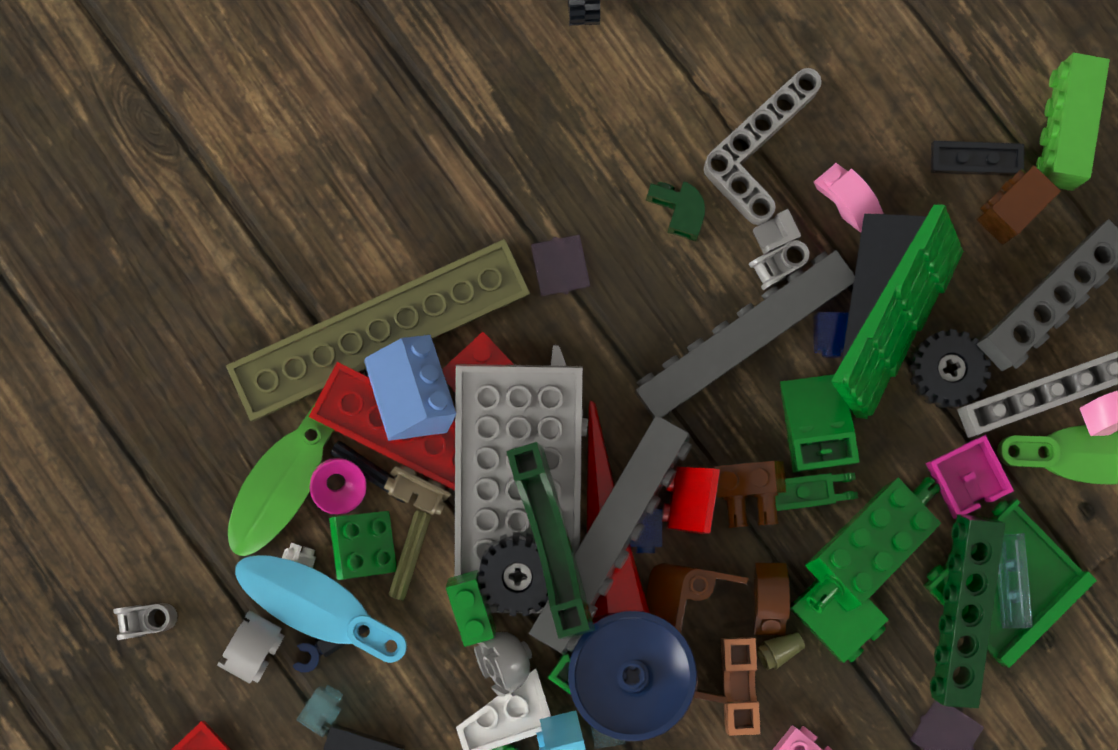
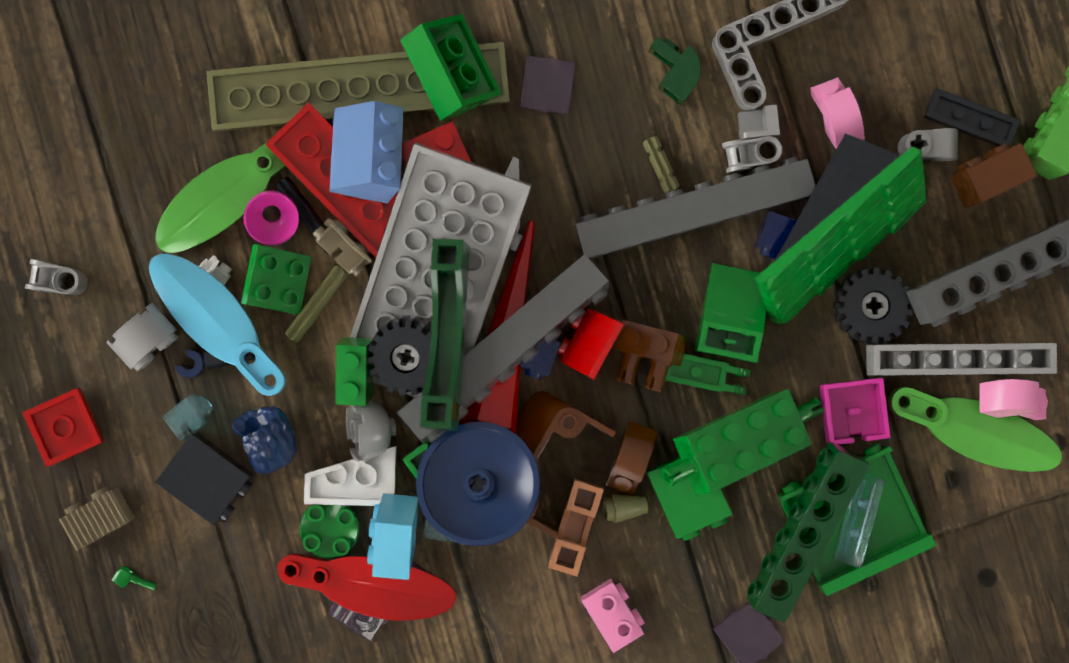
camera: 20 degrees right, 5 degrees up
(407, 705) = (266, 438): none -> dark blue hair
(462, 280) = (450, 66): none -> green slope
(697, 304) = (661, 164): none -> olive axle
(953, 193) = (935, 144): none -> light grey piece

